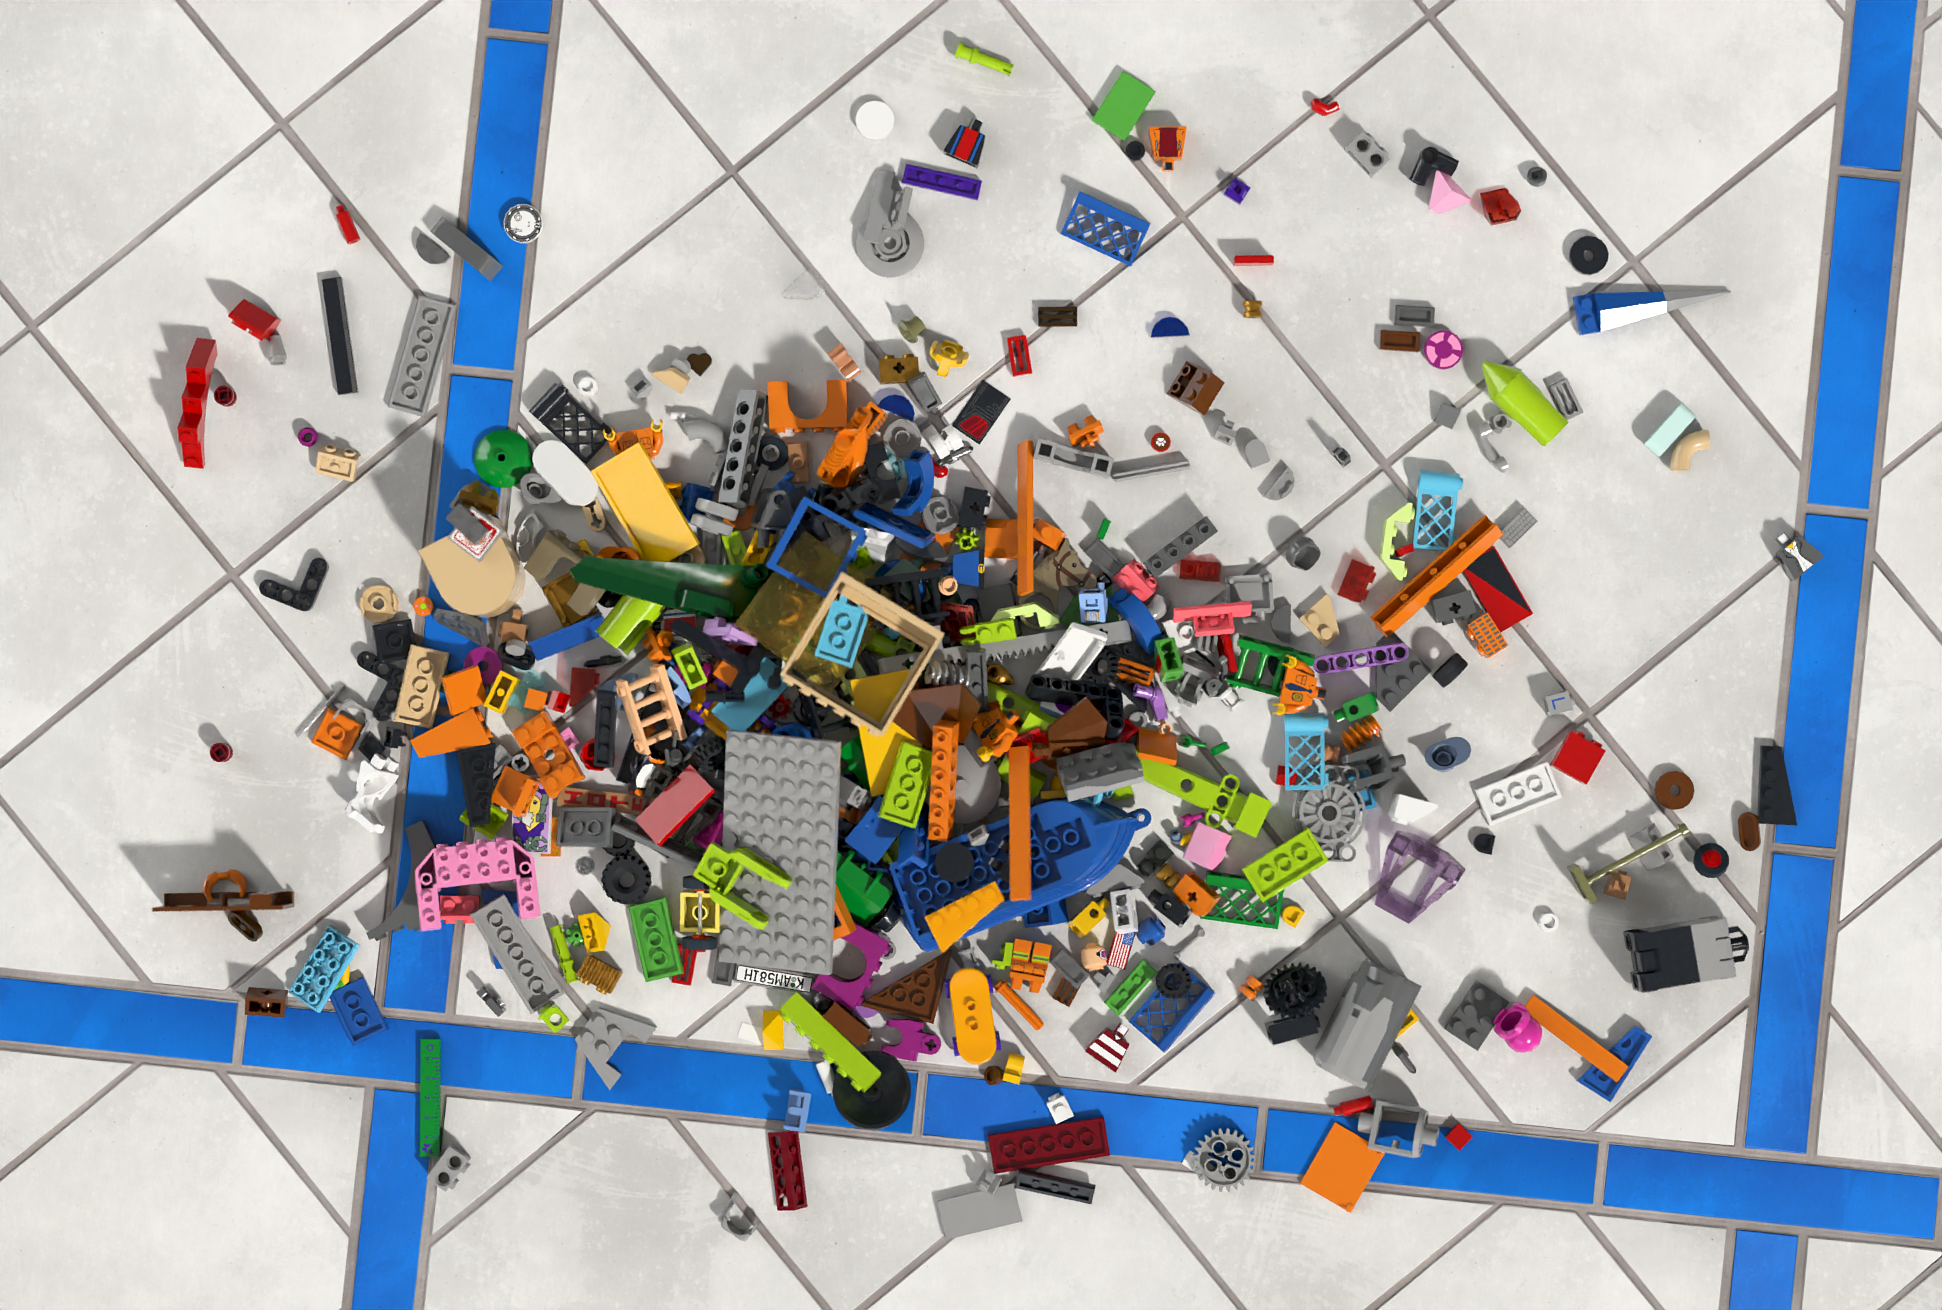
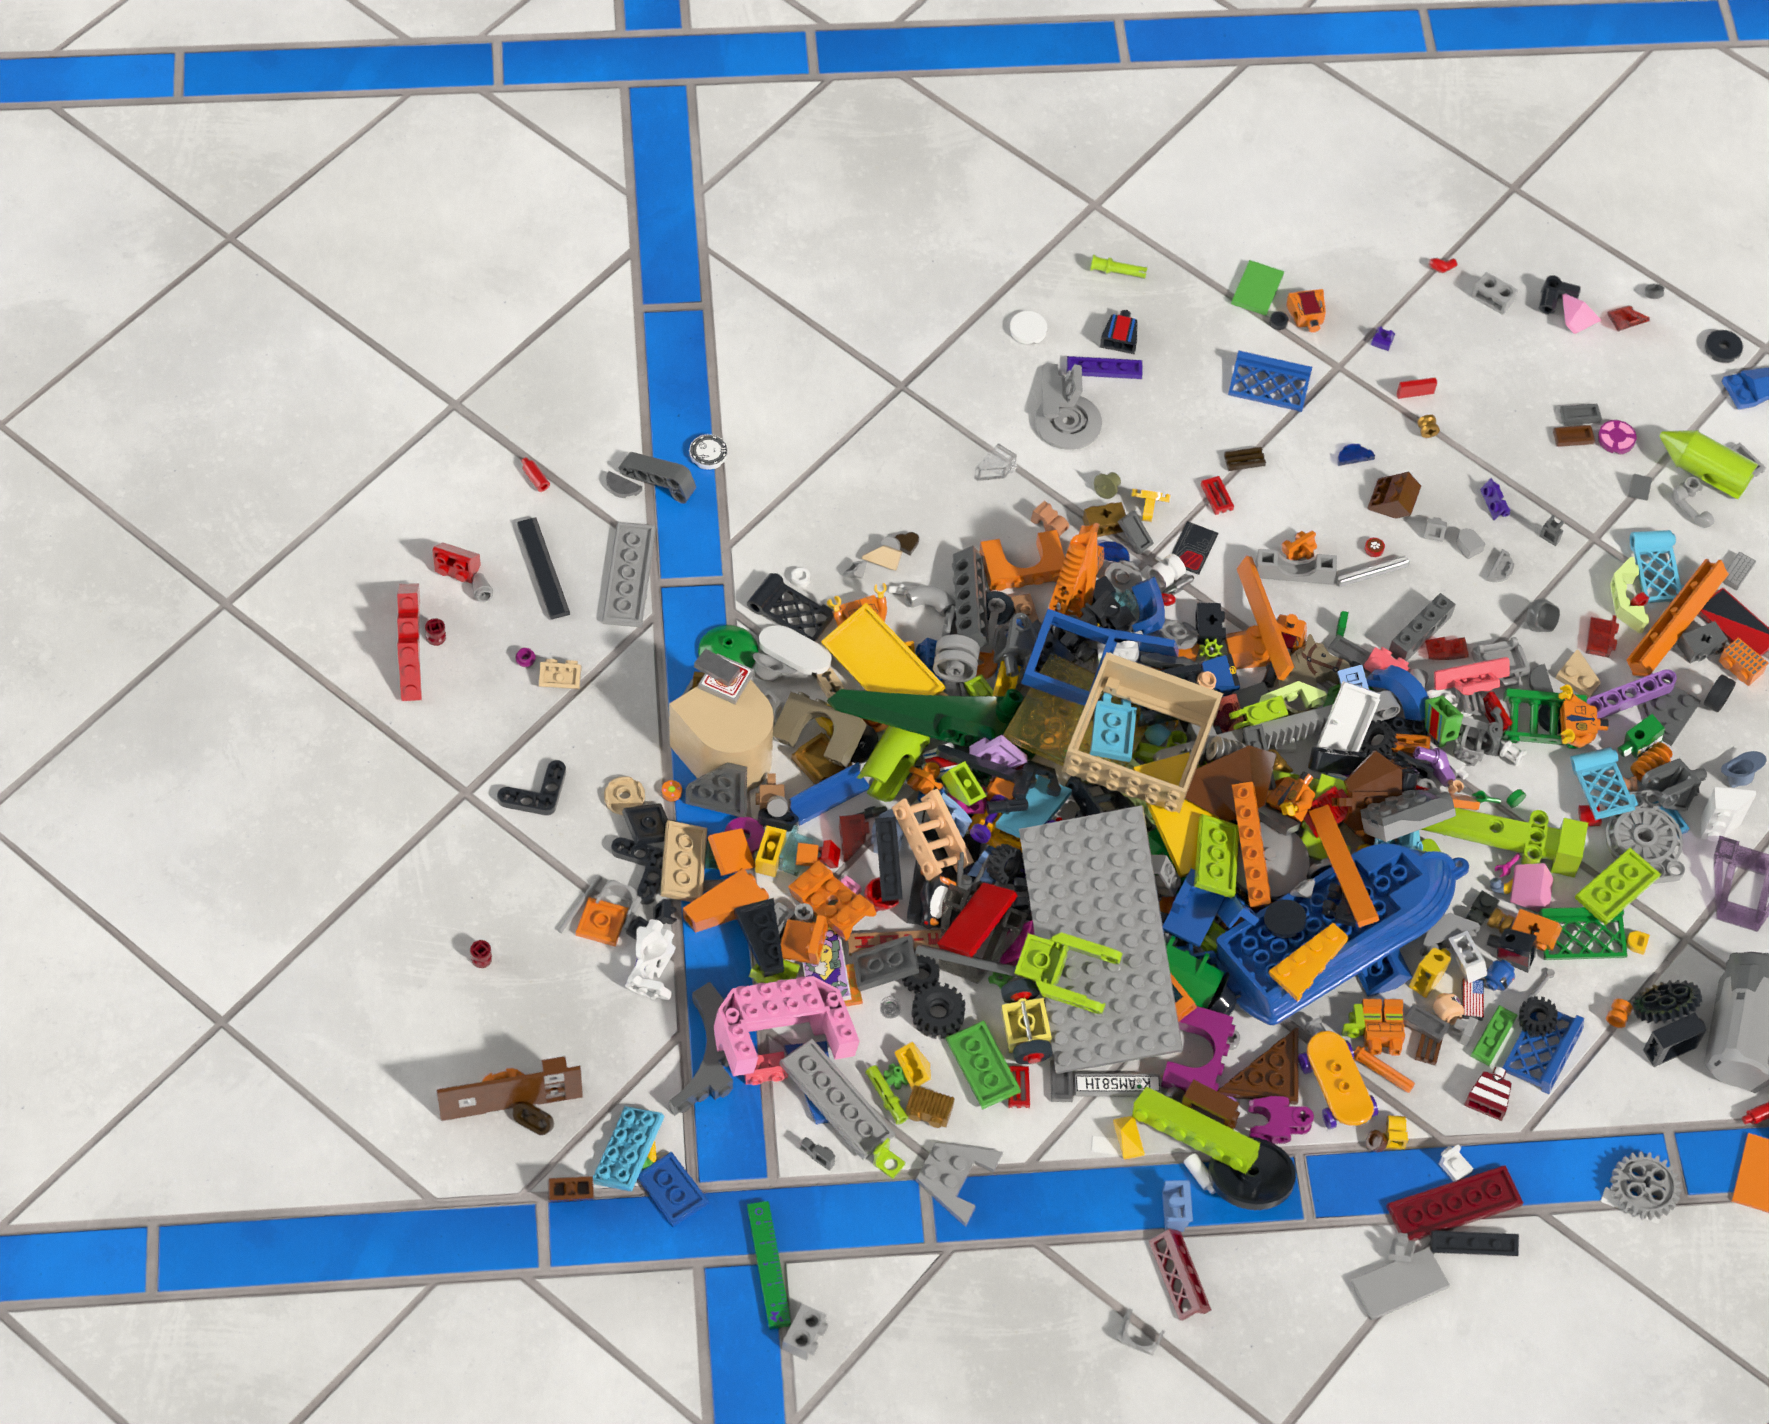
camera: 20 degrees left, 30 degrees down
(1296, 415) = (1493, 498): none -> dark purple hinge

